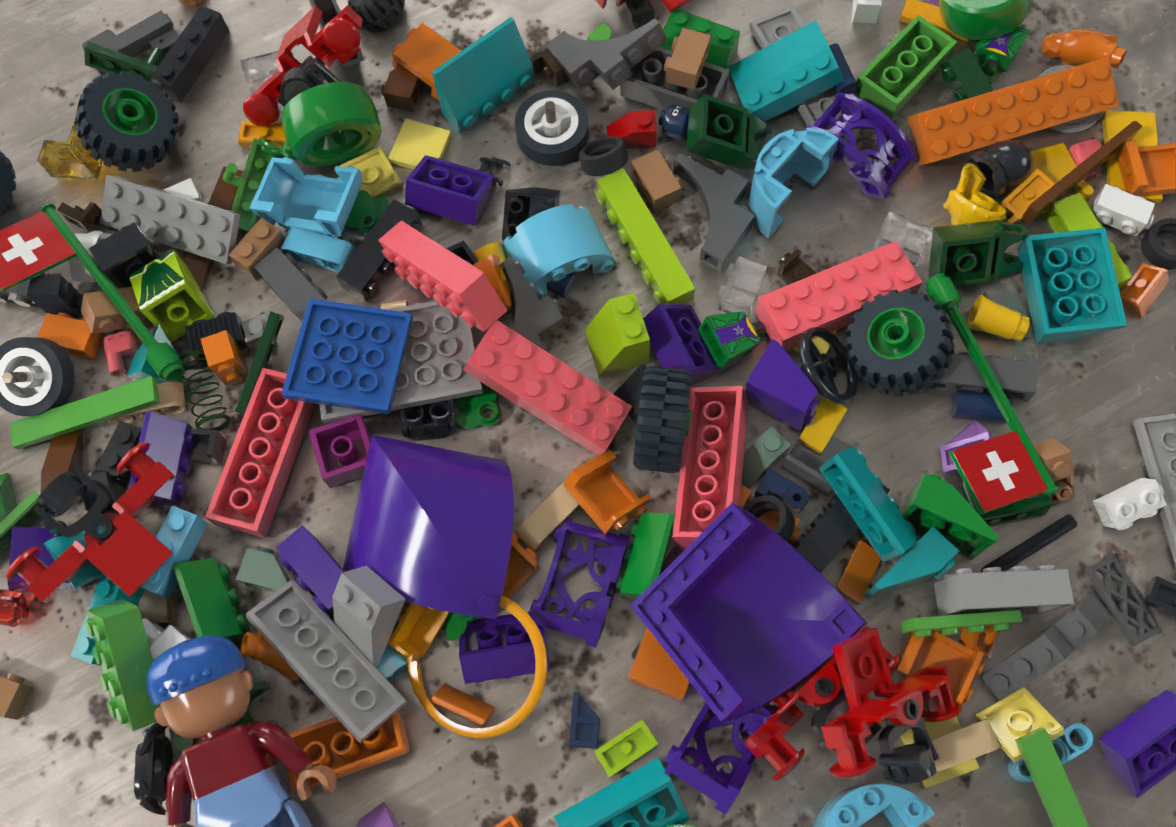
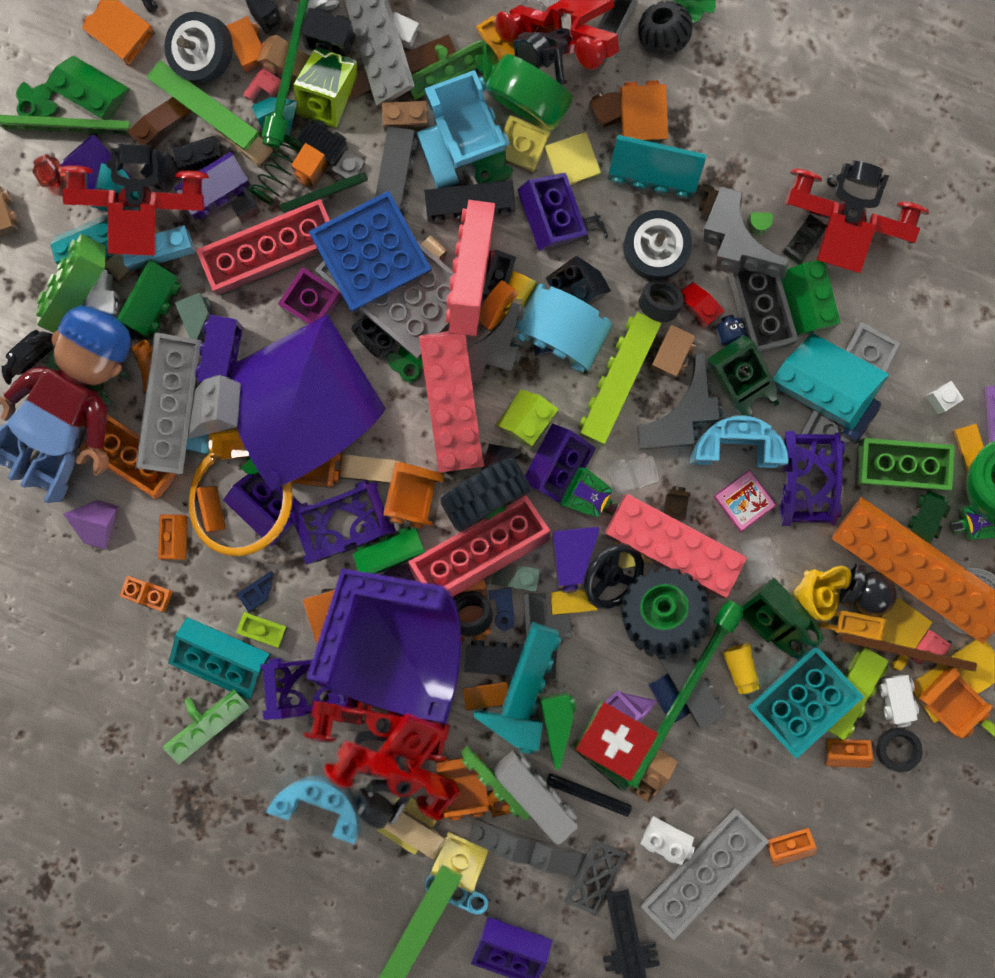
camera: 45 degrees right, 15 degrees up
(459, 769) = (172, 536): none -> orange slope
(687, 58) = (780, 304): medium nougat brick -> none
(837, 216) = (744, 500): none -> tile

